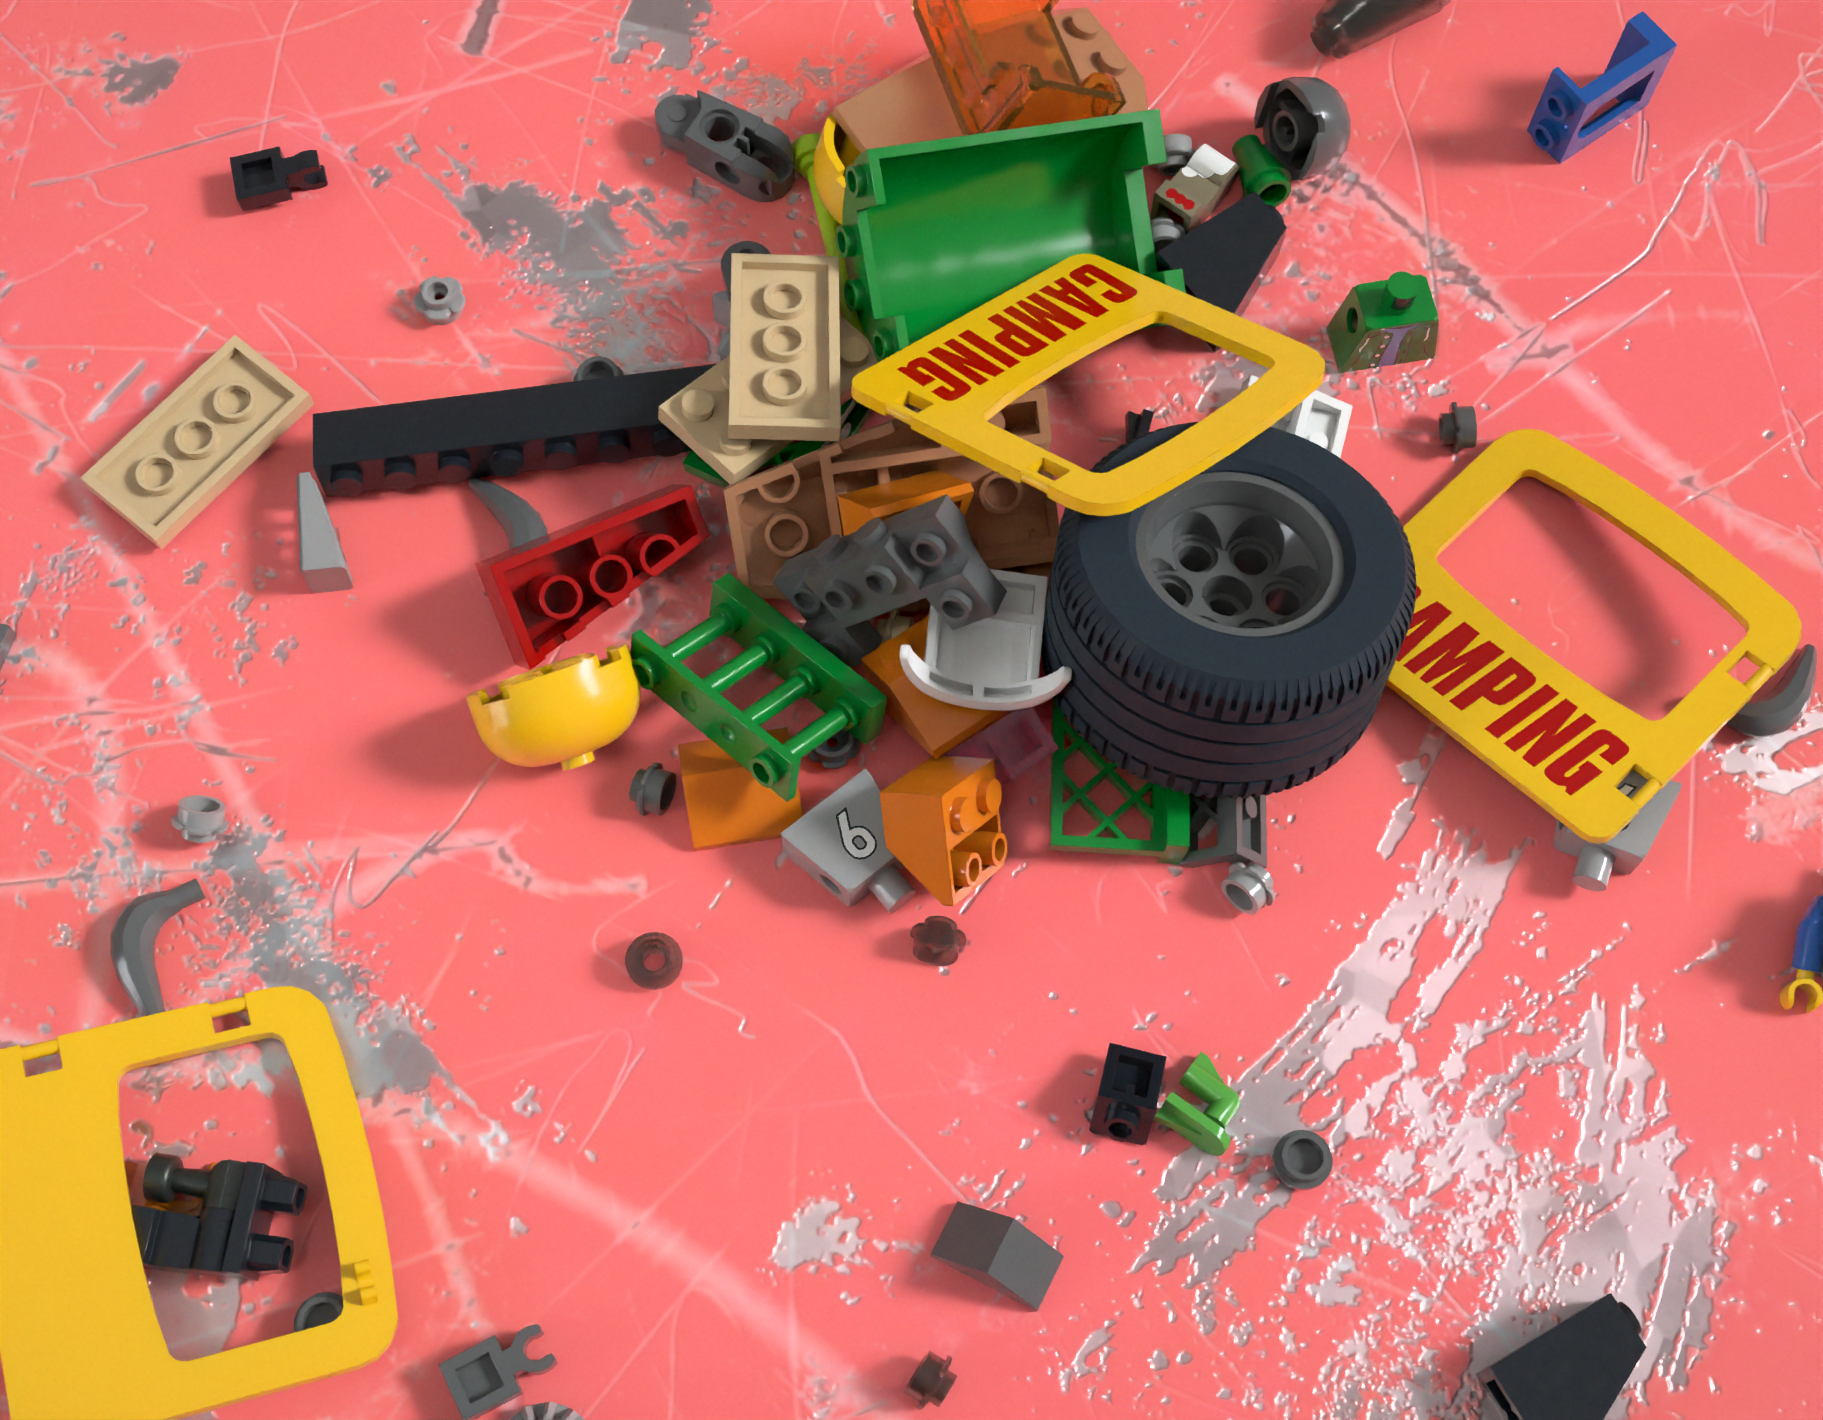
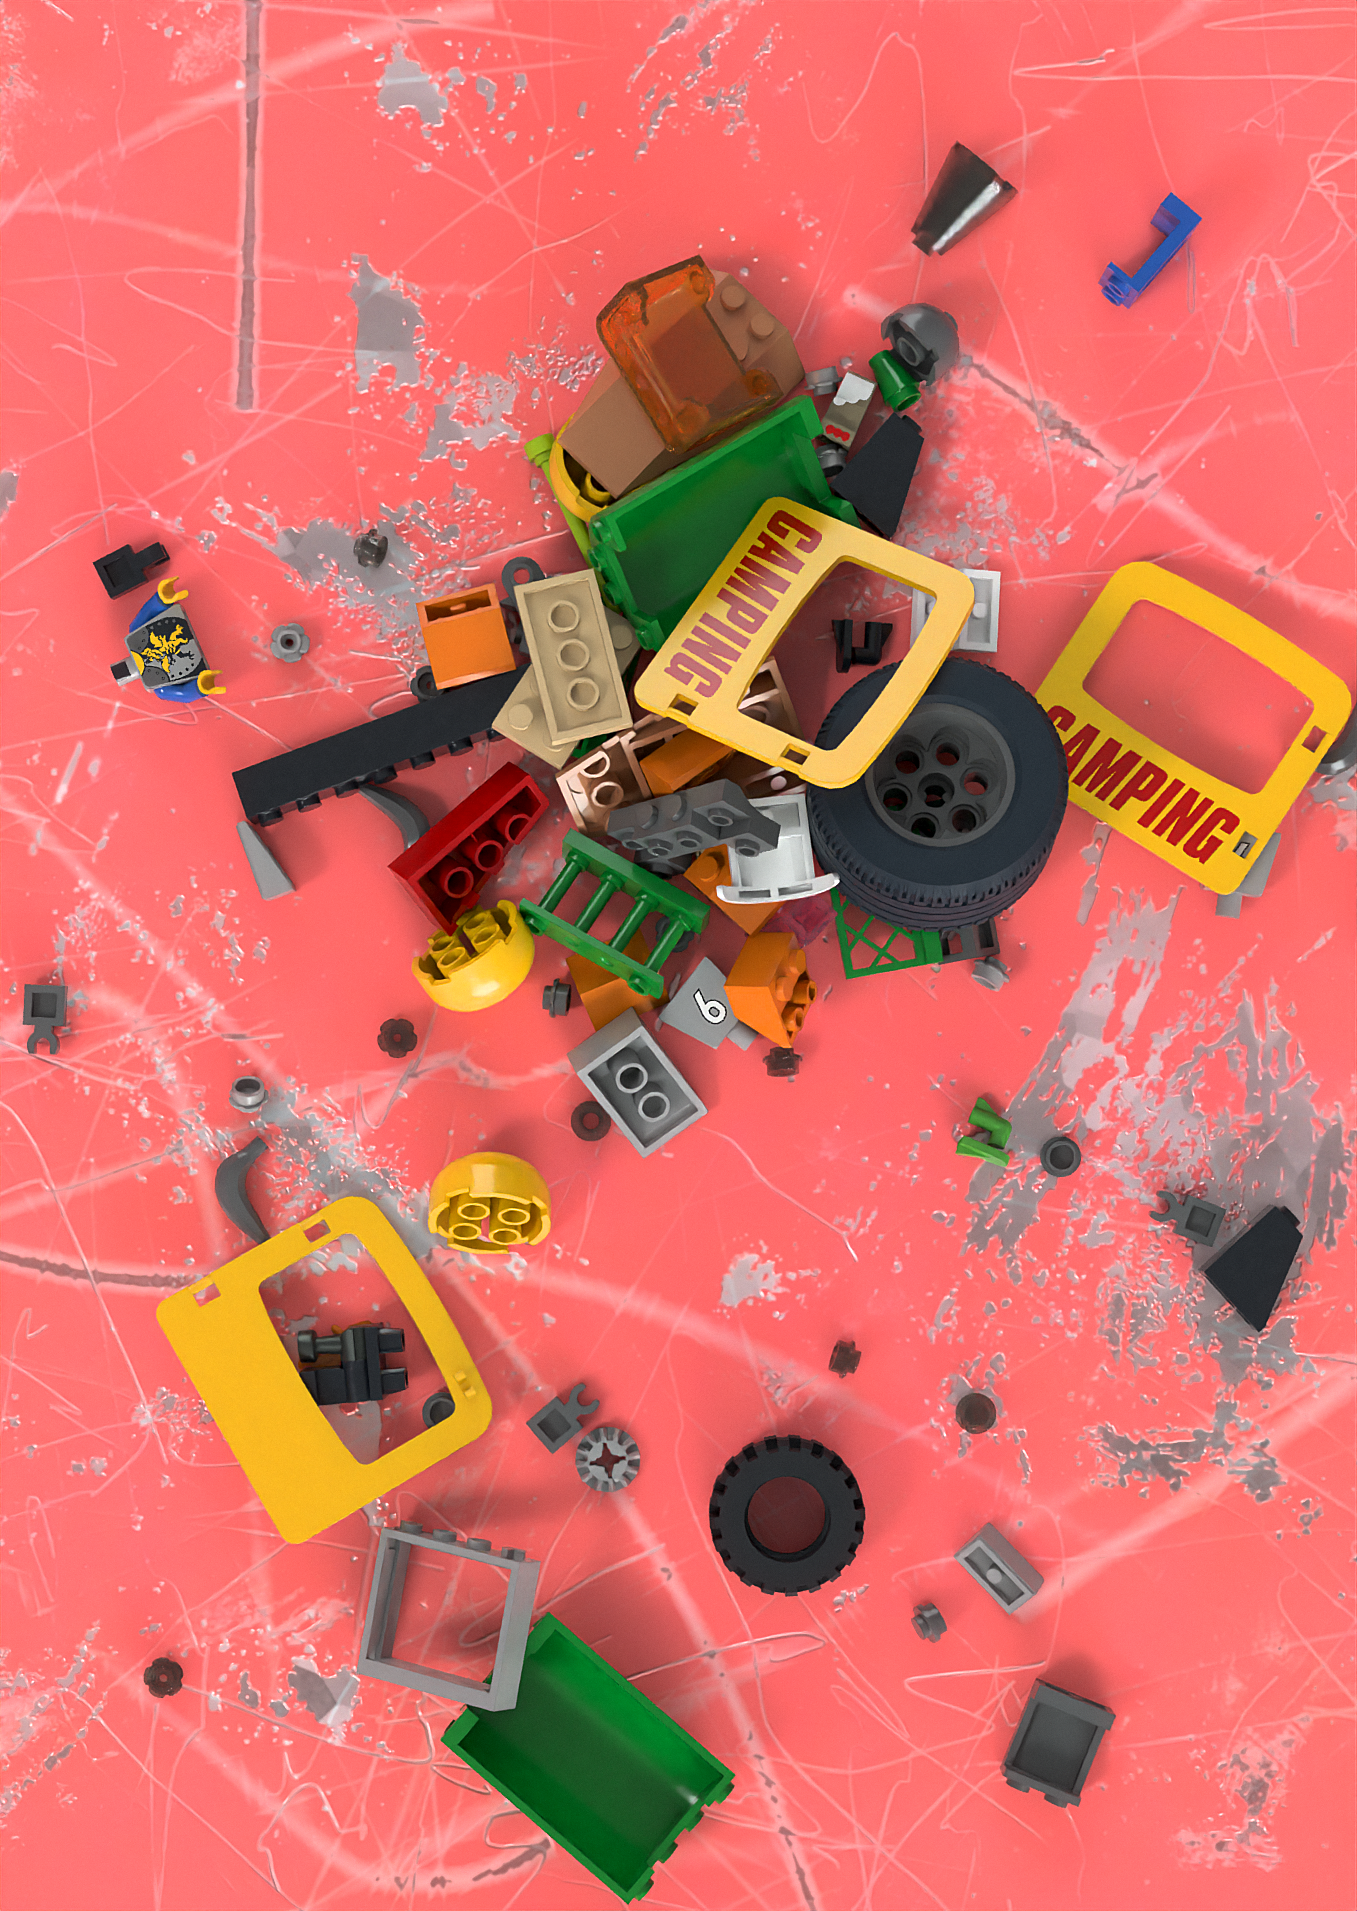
camera: 10 degrees left, 20 degrees up
(197, 441) = (148, 805): tan plate -> none
(283, 265) = (166, 651): none -> torso
(419, 779) = (386, 1038): none -> clear smoke plate
(481, 1003) = (492, 1186): none -> yellow cylinder
(573, 217) = (370, 548): none -> clear smoke plate
(657, 321) = (465, 636): none -> orange slope
(731, 923) = (636, 1082): none -> light grey slope
(739, 162) = (439, 444): dark grey piece -> none
(998, 1253) = (869, 1266): dark grey slope -> none
(1128, 1094) = (935, 1139): black bracket -> none
(1385, 324) = (1012, 503): green torso -> none
(1458, 427) = (1082, 572): dark grey plate -> none
(1483, 1291) = (1193, 1218): none -> dark grey plate

